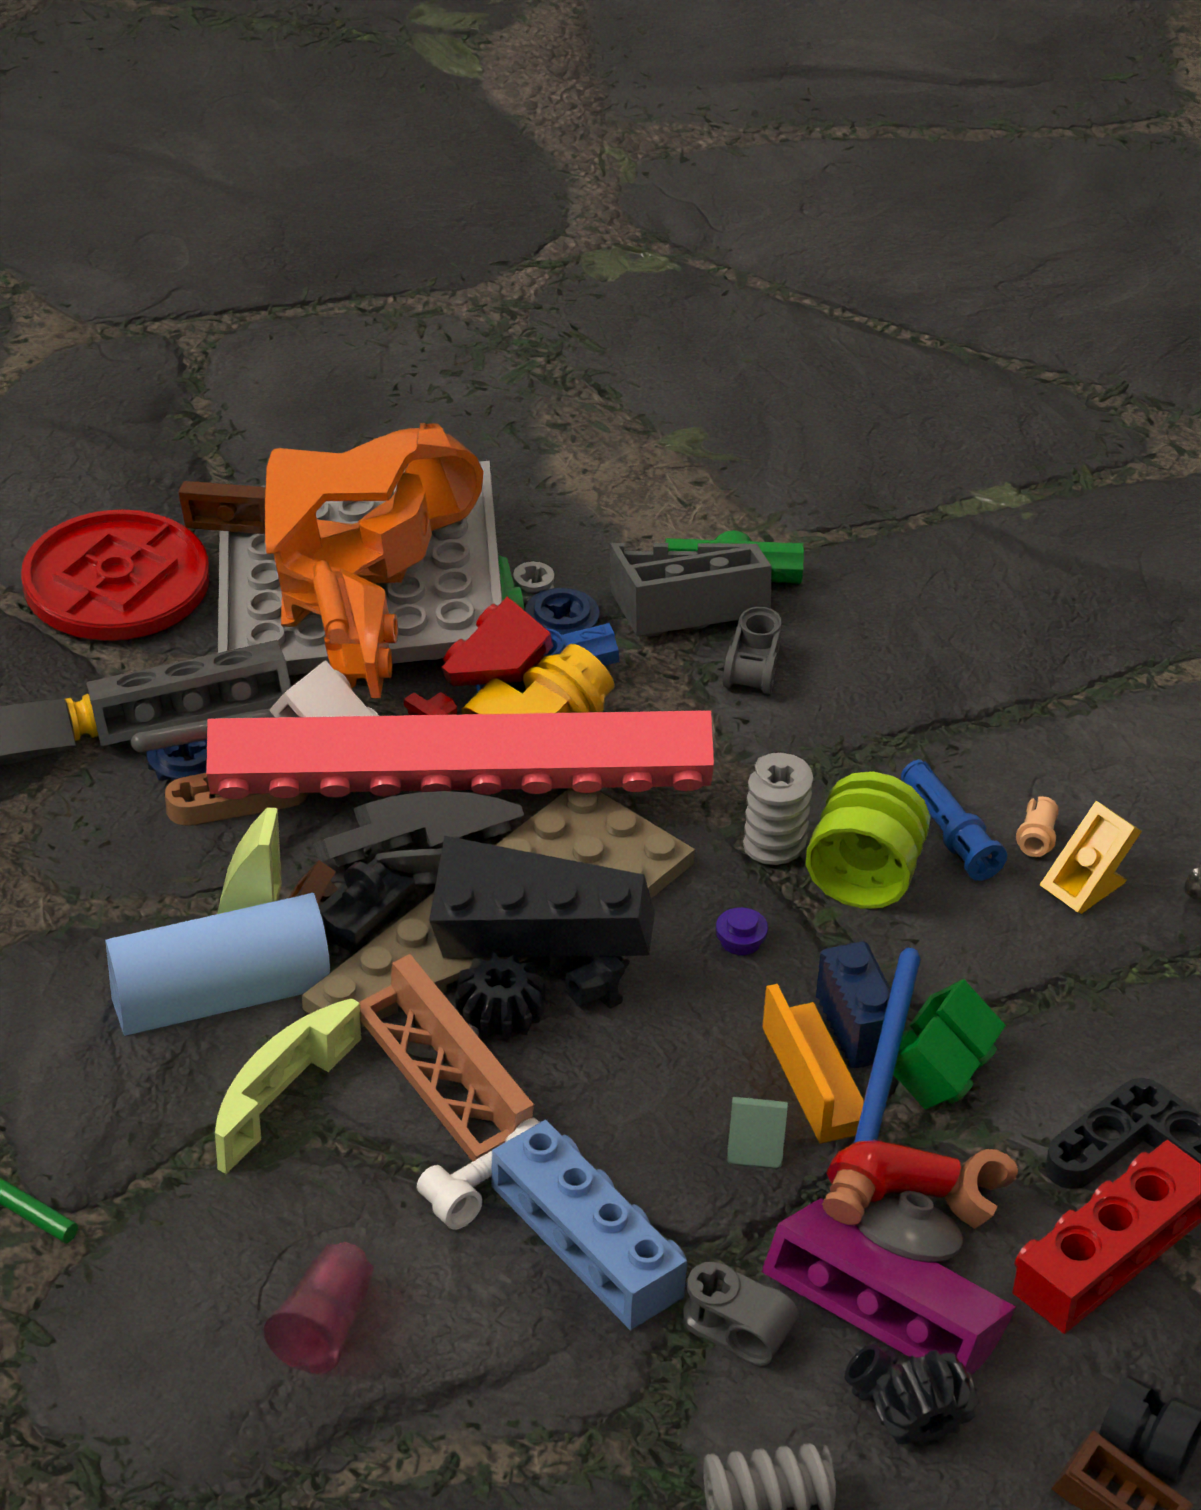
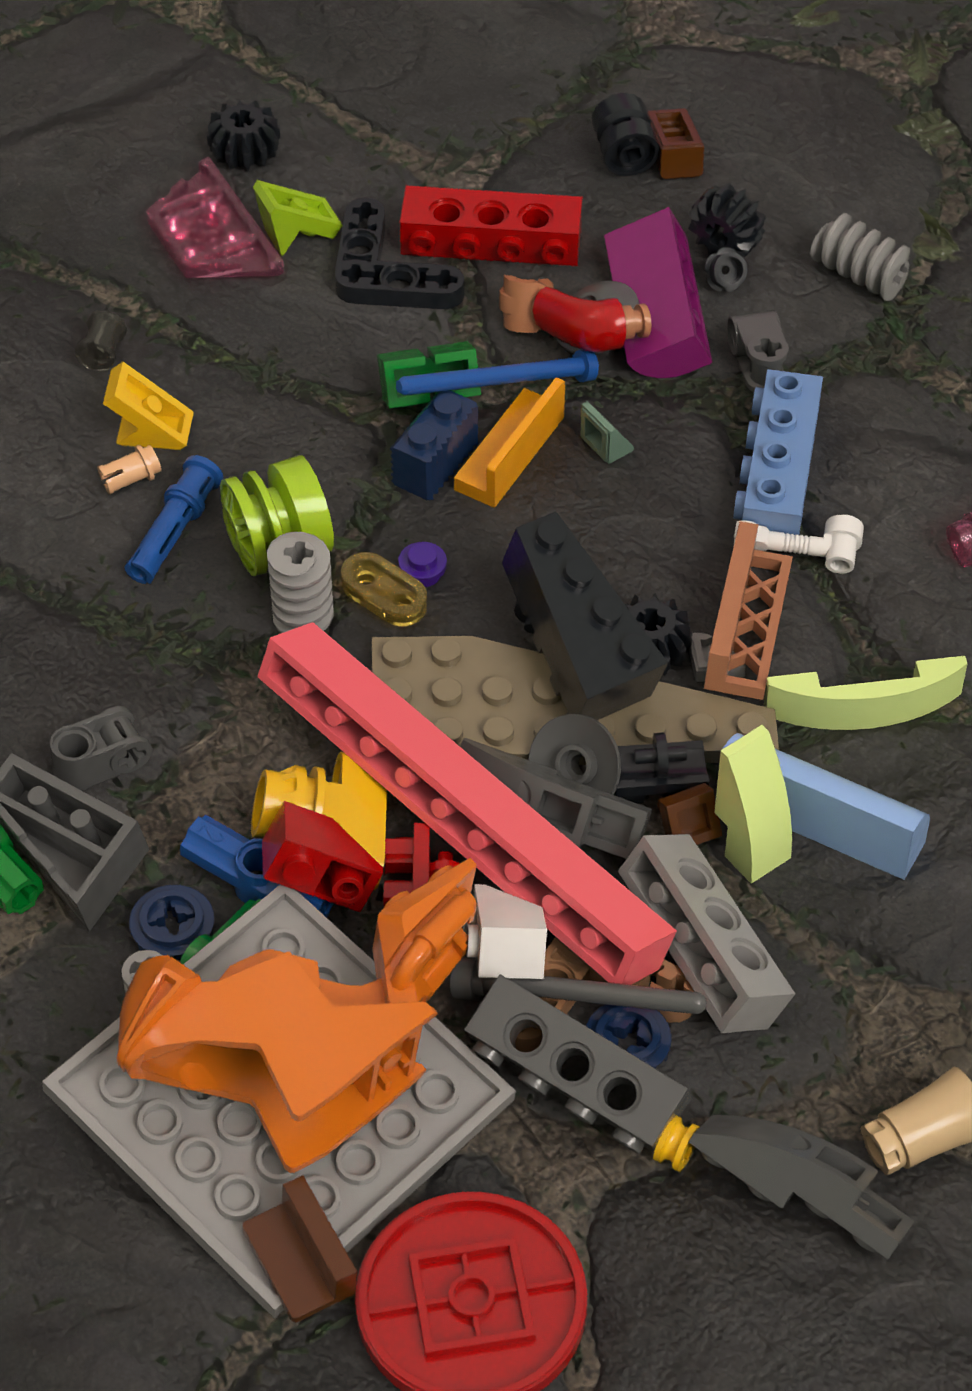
camera: 130 degrees left, 10 degrees up
(130, 797) = (712, 936): none -> light grey brick
(737, 884) = (391, 591): none -> clear yellow plate

